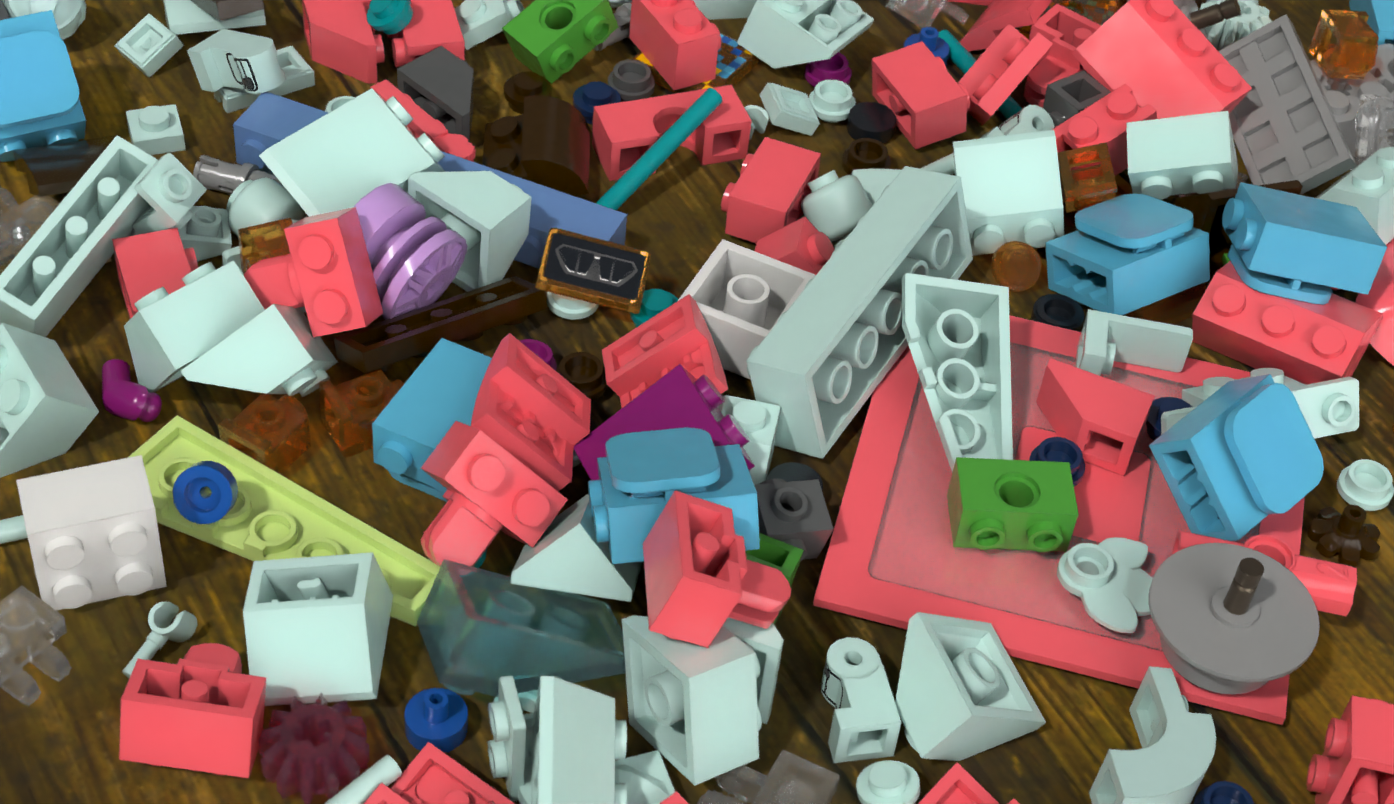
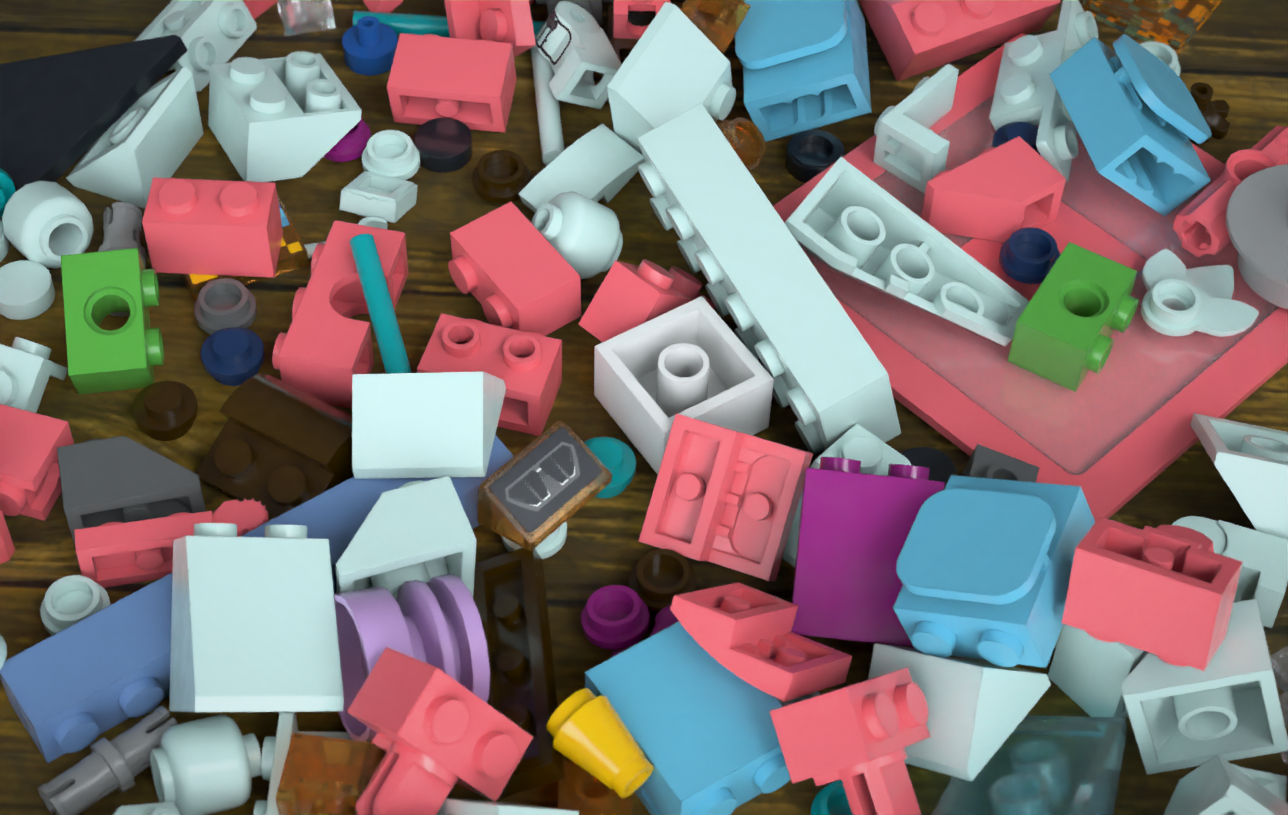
camera: 55 degrees left, 5 degrees up
(391, 361) = (599, 742): none -> yellow cone
(586, 186) = (424, 424): none -> light aqua slope
(680, 218) = (523, 359): none -> coral brick

